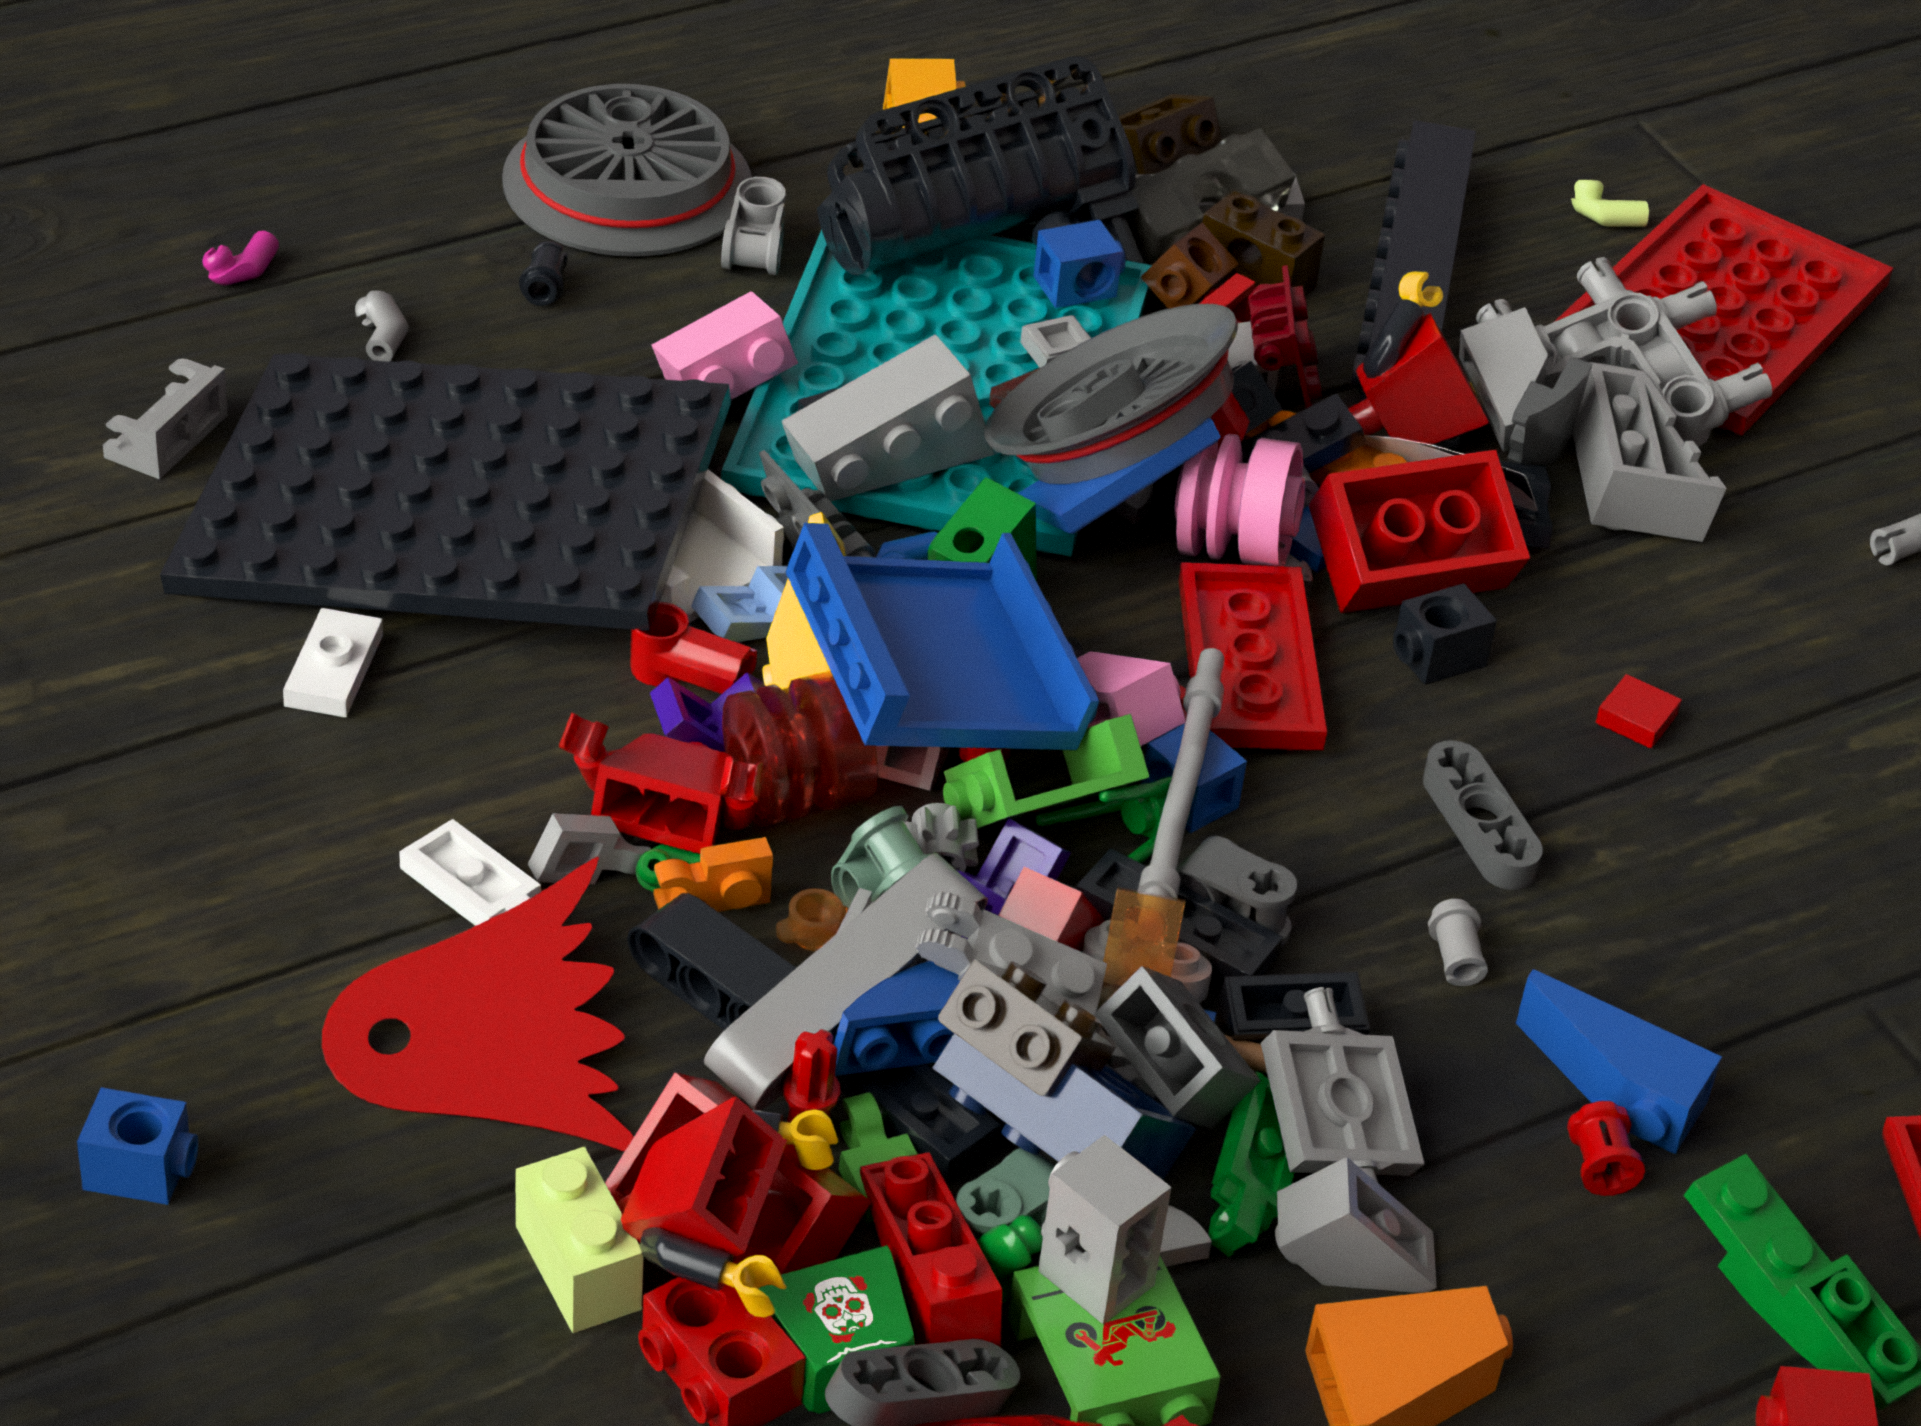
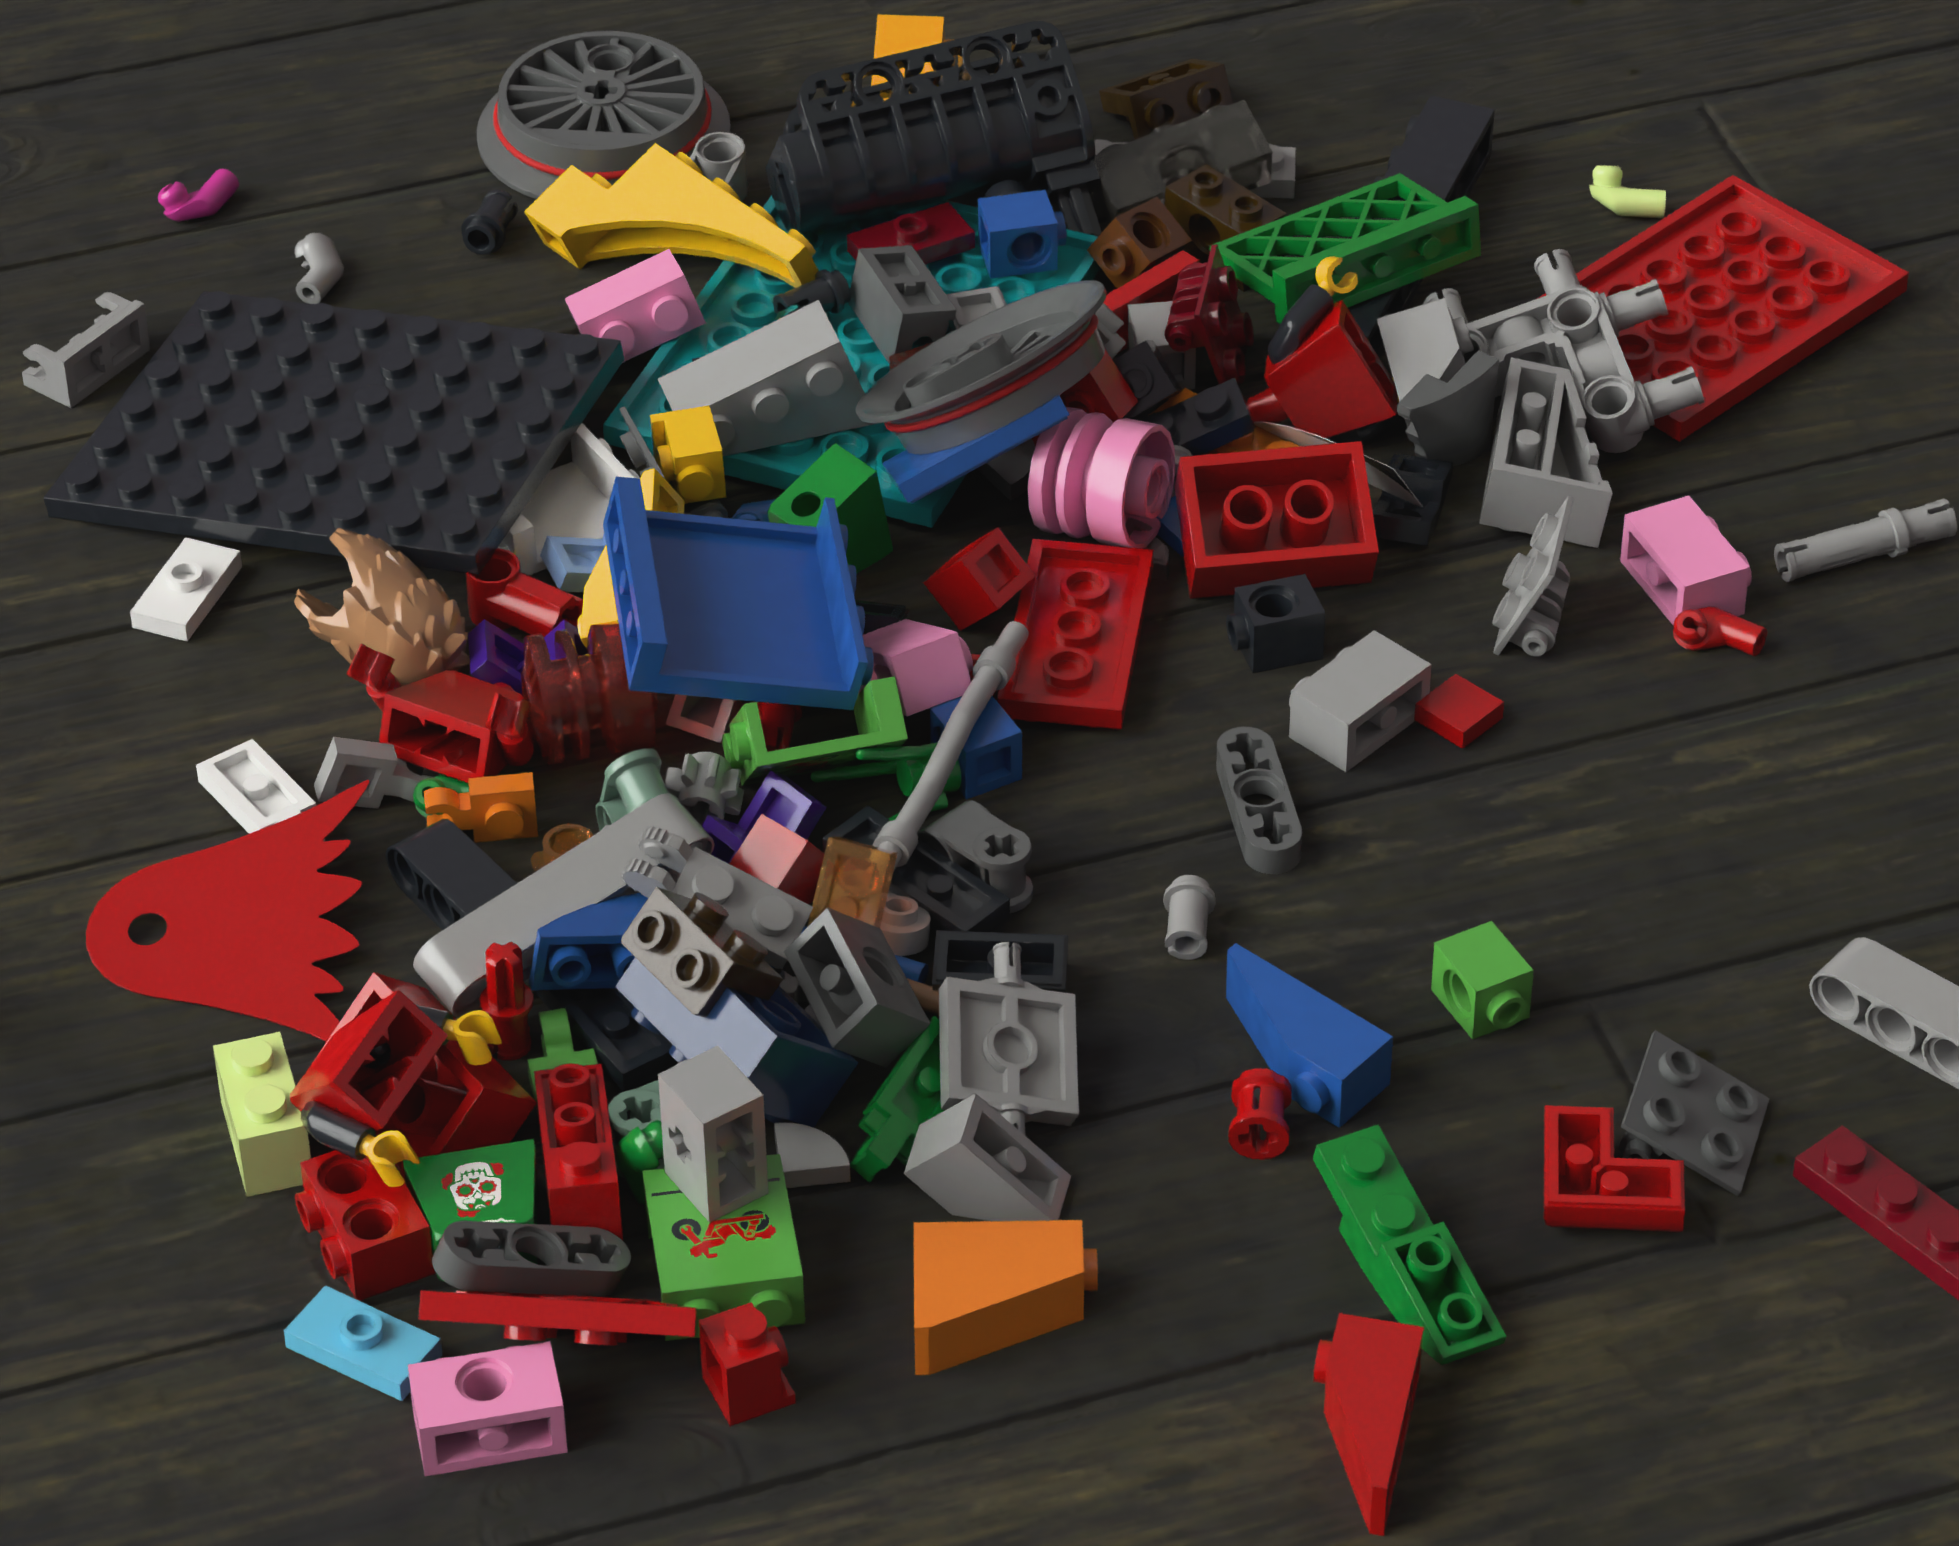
camera: 15 degrees right, 0 degrees up
(567, 675) = (389, 611): none -> medium nougat head
(728, 252) = (661, 207): none -> yellow arch
(839, 489) = (689, 453): none -> yellow brick
(897, 335) = (827, 287): none -> black pin
(971, 275) = (931, 232): none -> dark red plate
(987, 332) = (898, 299): none -> dark grey hinge
(1147, 606) = (979, 579): none -> red brick
(1455, 263) = (1381, 252): none -> green fence
(1546, 706) = (1358, 700): none -> light grey brick
(1675, 578) = (1537, 589): none -> light grey hinge
(1771, 988) = (1482, 980): none -> bright green brick
(1799, 553) = (1684, 559): none -> bright pink brick
(1844, 614) = (1716, 628): none -> red arm

